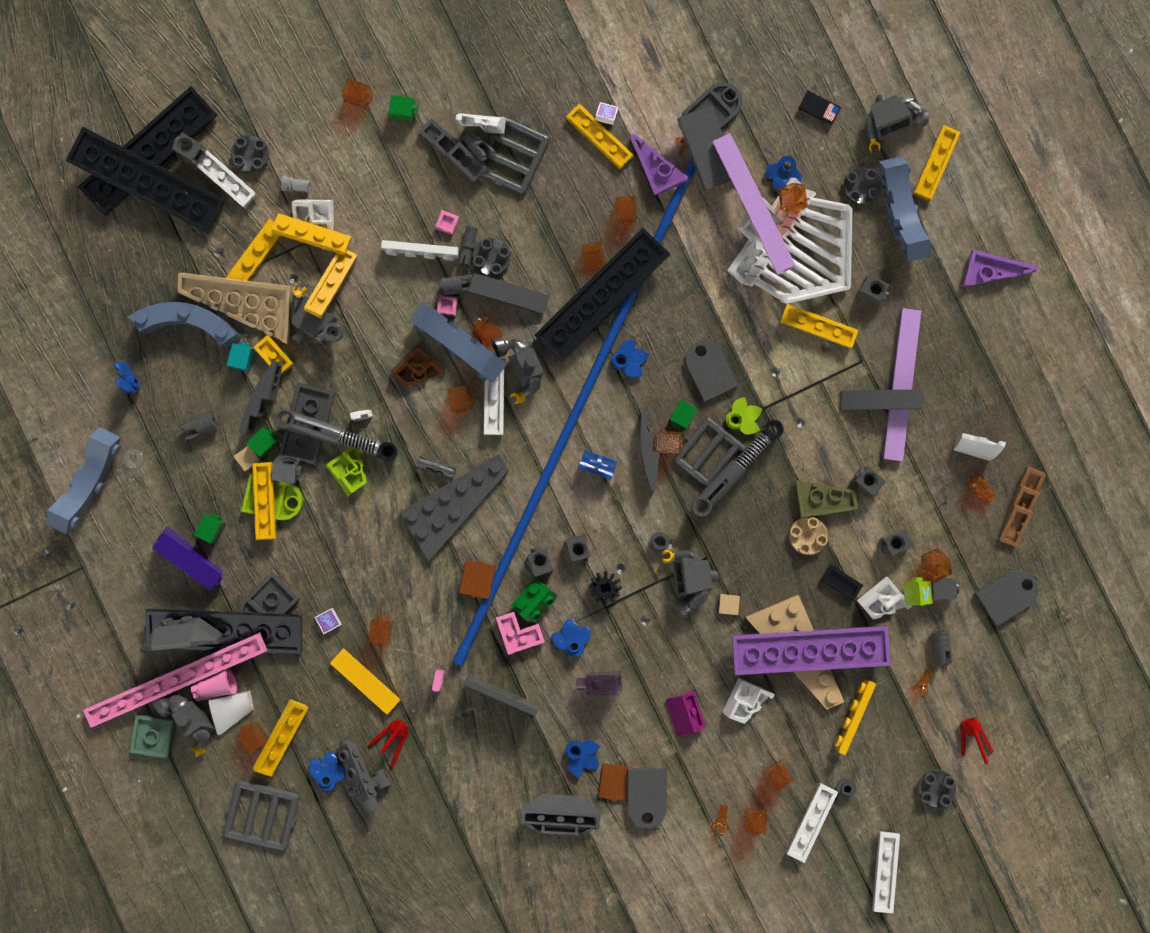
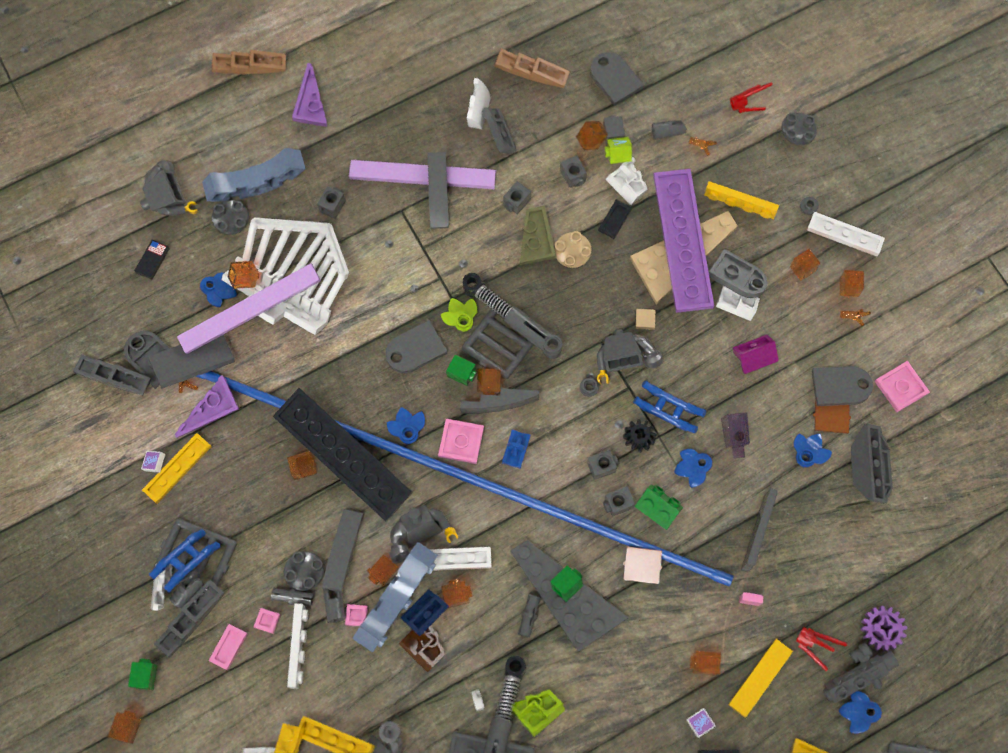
camera: 90 degrees left, 15 degrees down
(394, 804) = (884, 637): none -> medium lavender gear
(425, 186) = (228, 647): none -> bright pink tile
(442, 369) = (424, 612): none -> dark blue slope
(461, 505) = (567, 583): none -> green brick
(493, 143) = (183, 569): none -> blue piece
(516, 638) = (699, 521): bright pink plate -> none
(610, 411) = (461, 441): none -> bright pink plate
(622, 624) = (674, 418): none -> blue piece
(626, 210) = (254, 436): clear orange brick -> none
(642, 857) = (902, 386): none -> bright pink plate
(696, 71) = (112, 375): none -> dark grey slope
(771, 704) = (738, 275): none -> dark grey tile
(819, 326) = (368, 249): yellow plate -> none
(886, 872) = (882, 168): white plate -> none
(936, 163) = (208, 153): yellow tile -> none
(948, 467) = (499, 130): none -> dark grey plate
(981, 488) = (517, 102): clear orange cone -> none
(1041, 204) = (249, 63): none -> medium nougat slope

